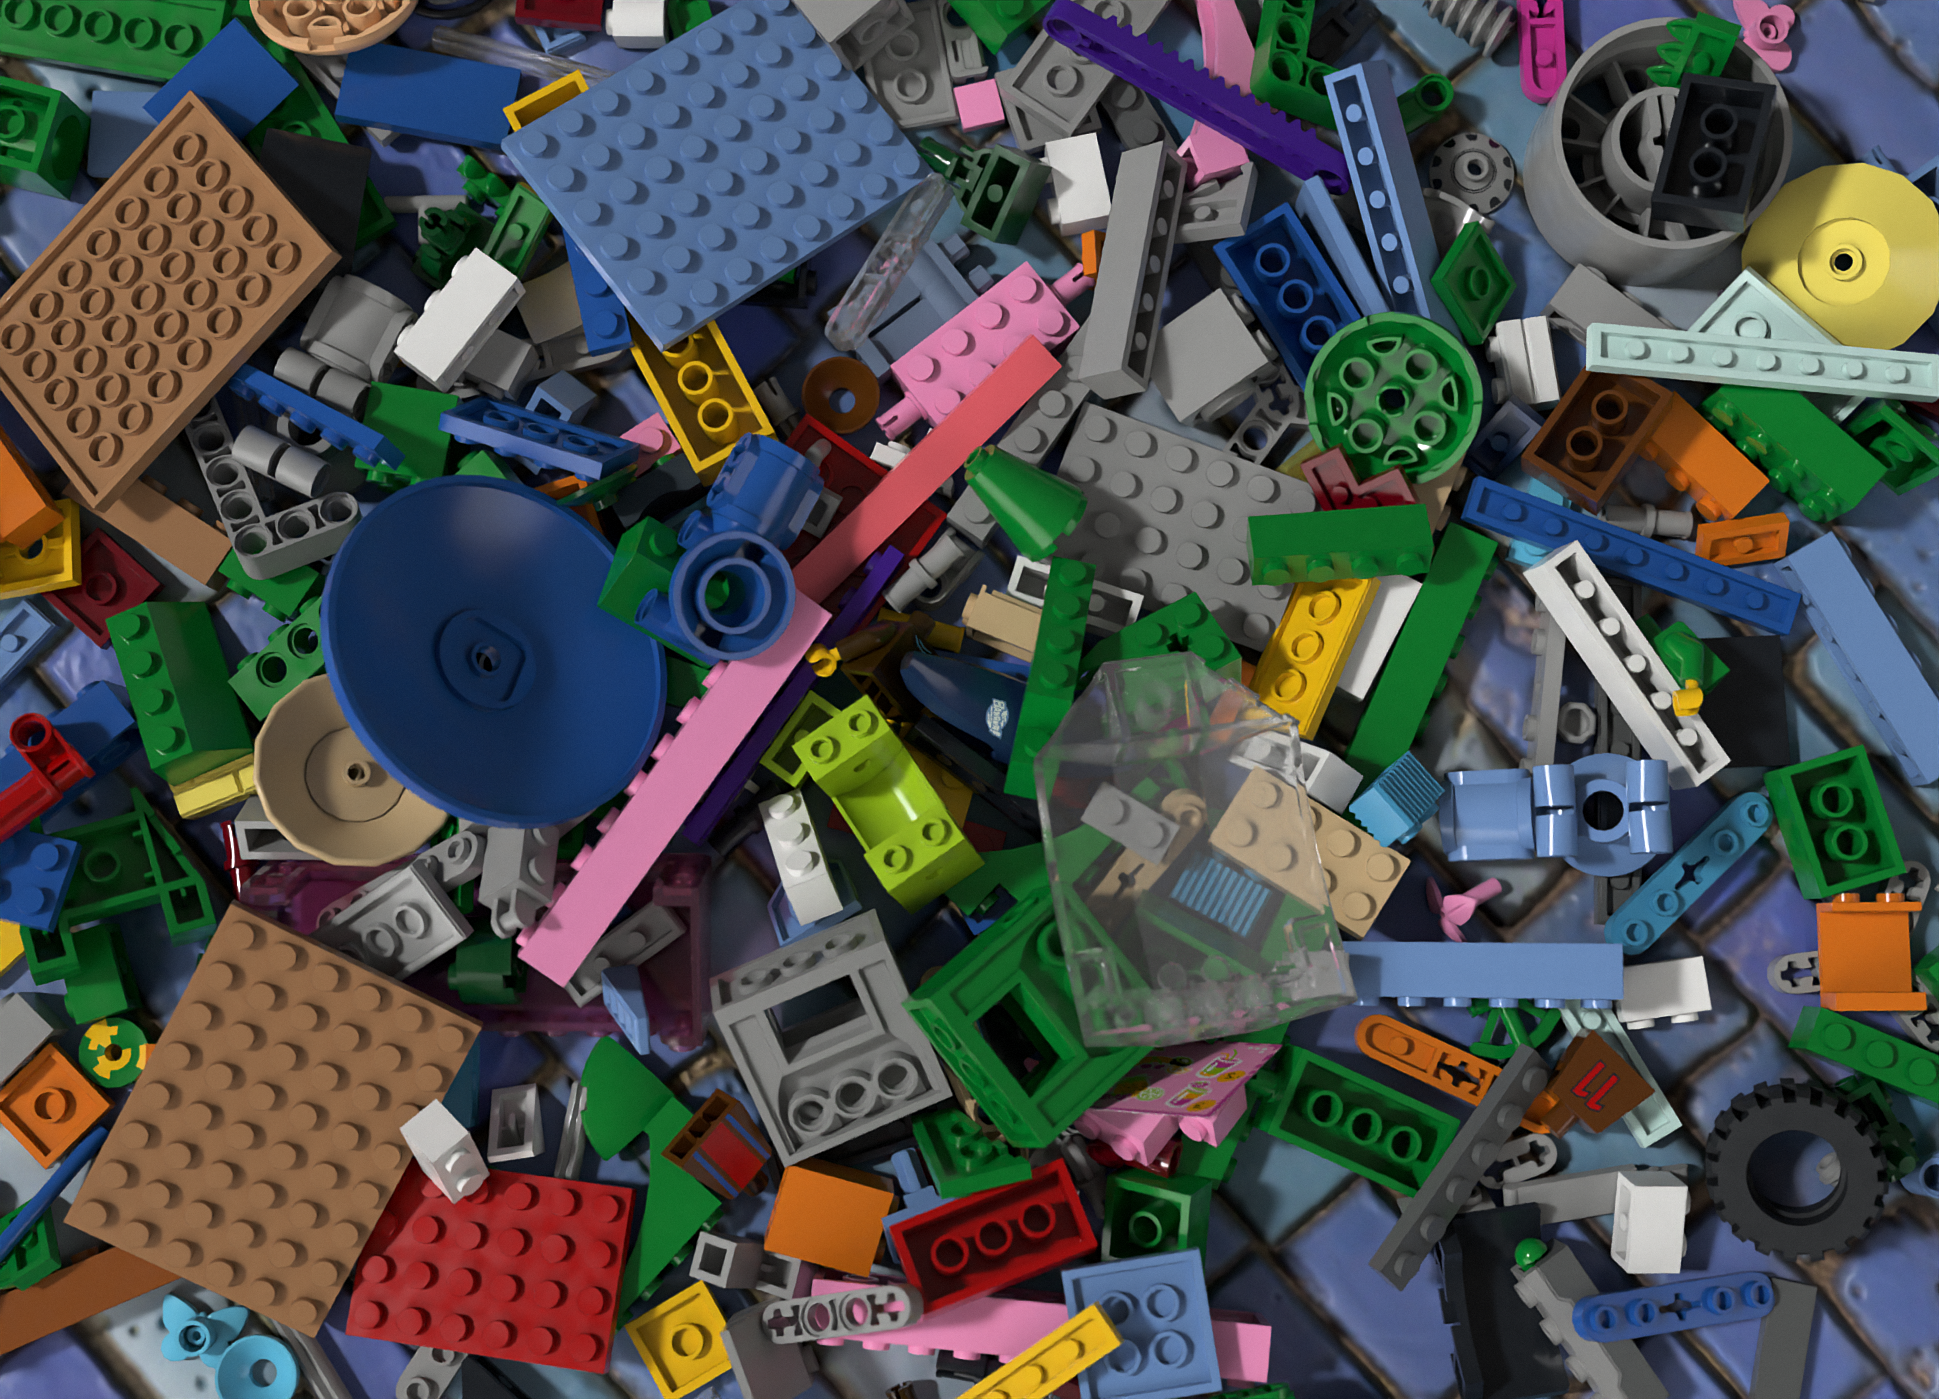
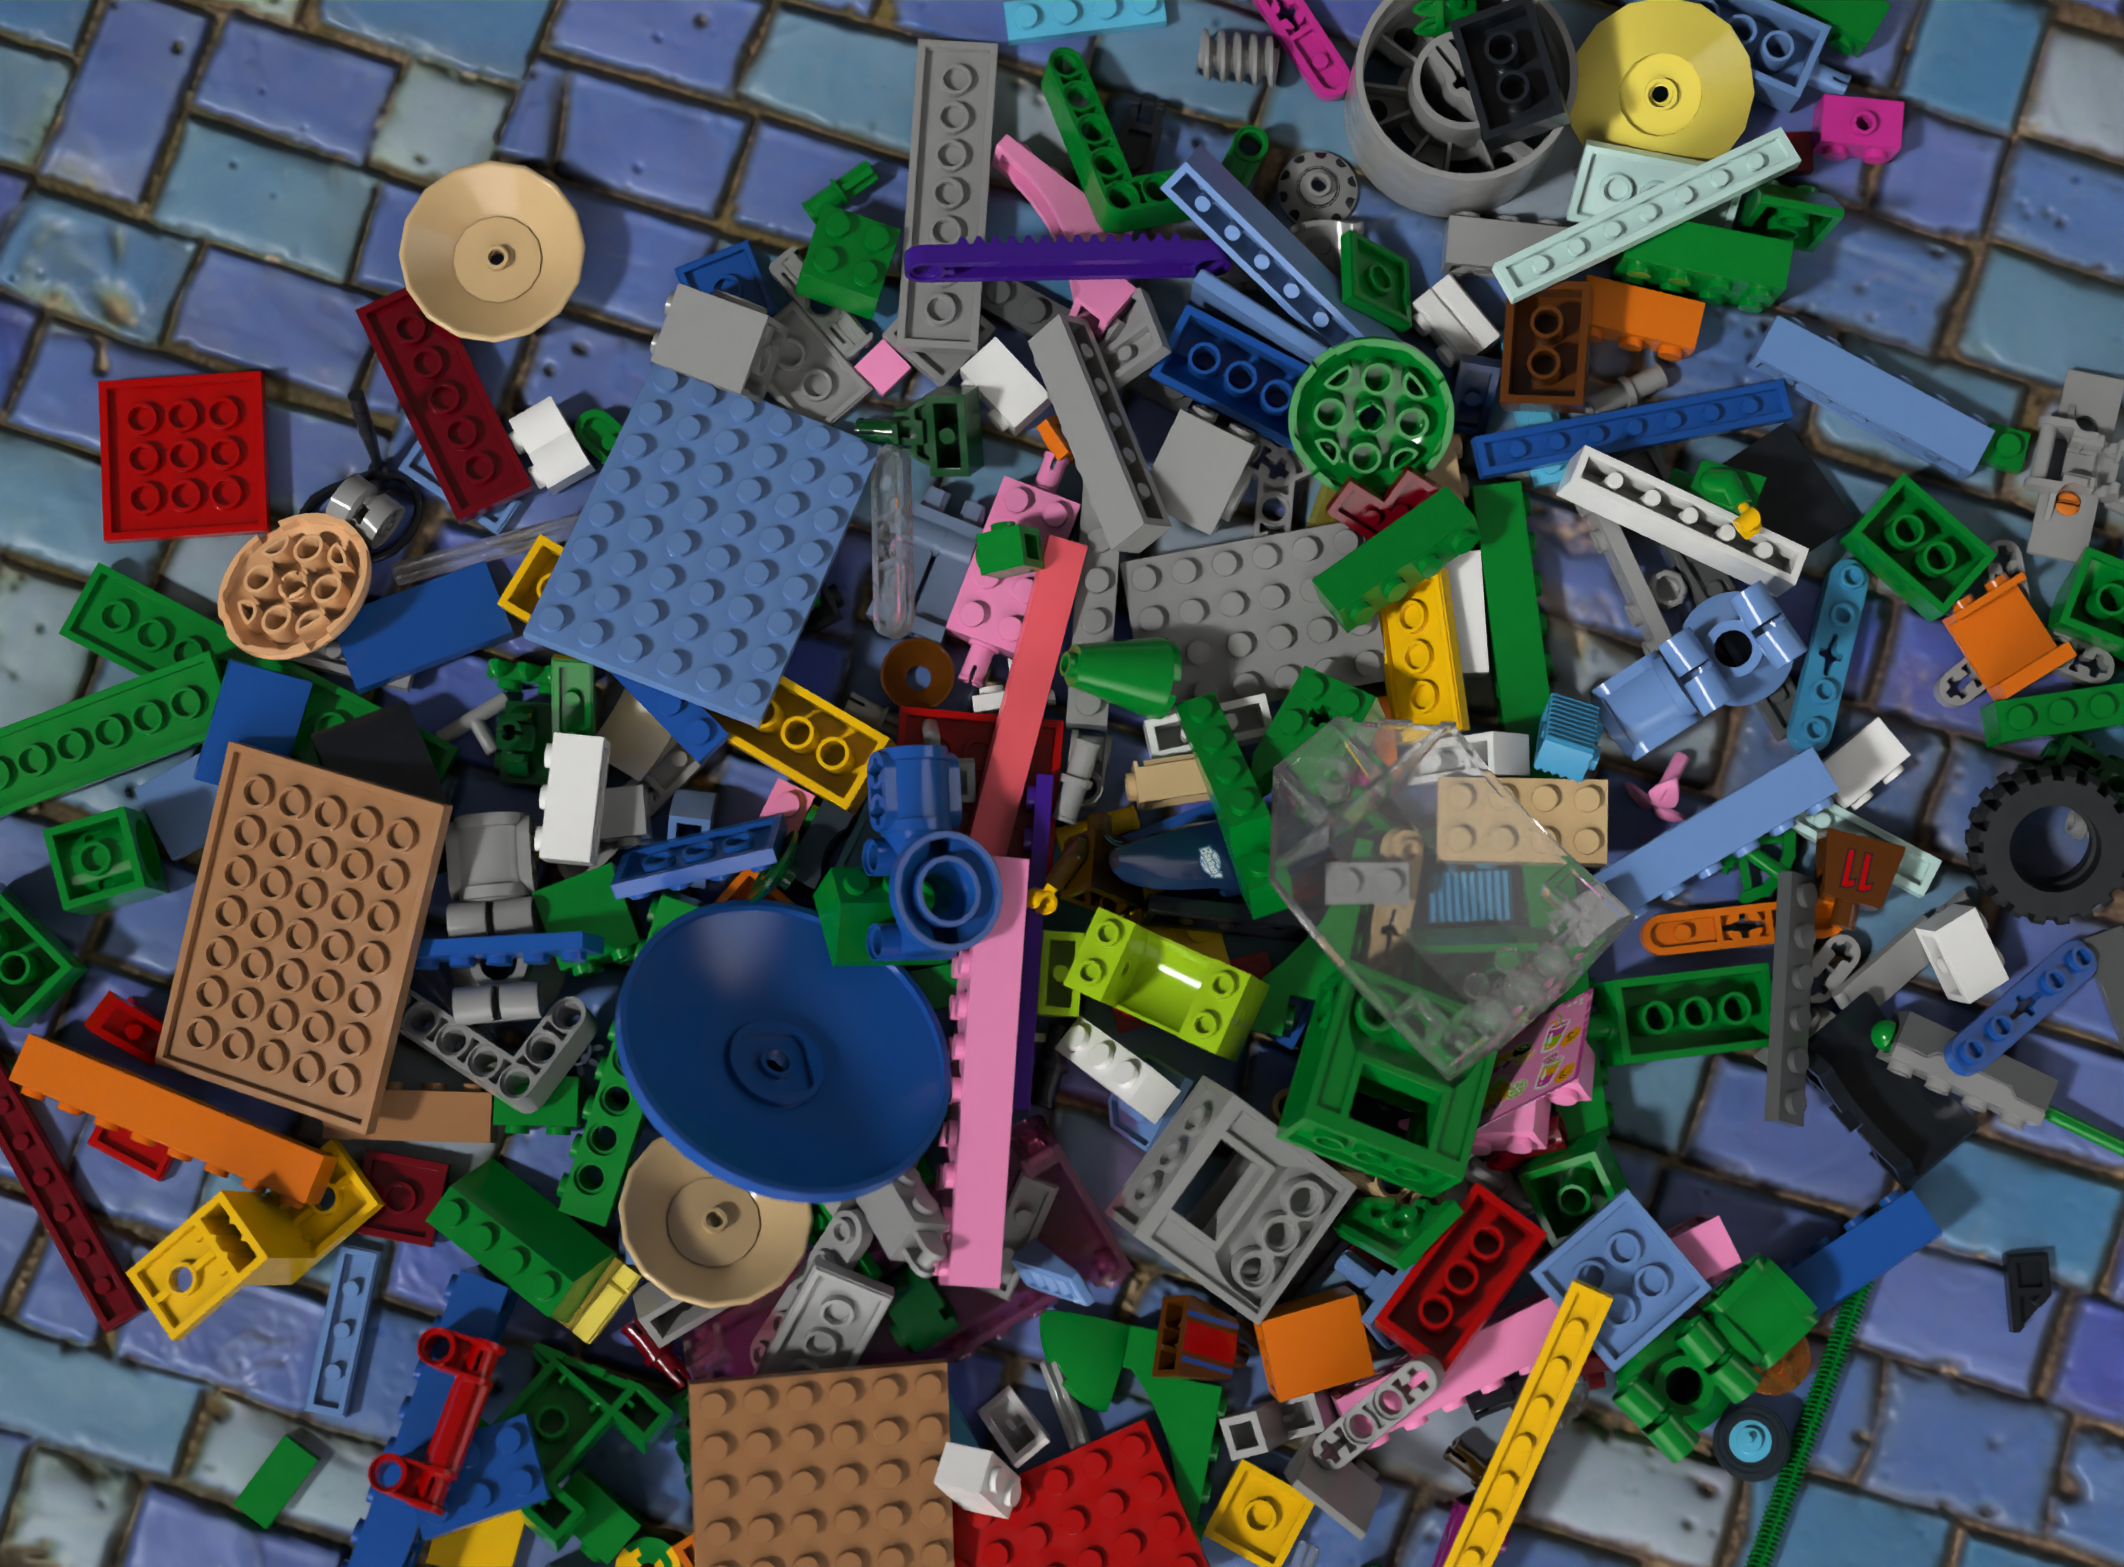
camera: 35 degrees left, 0 degrees up
(986, 327) = (1009, 550): none -> green brick
(1743, 539) = (1712, 362): orange plate -> none

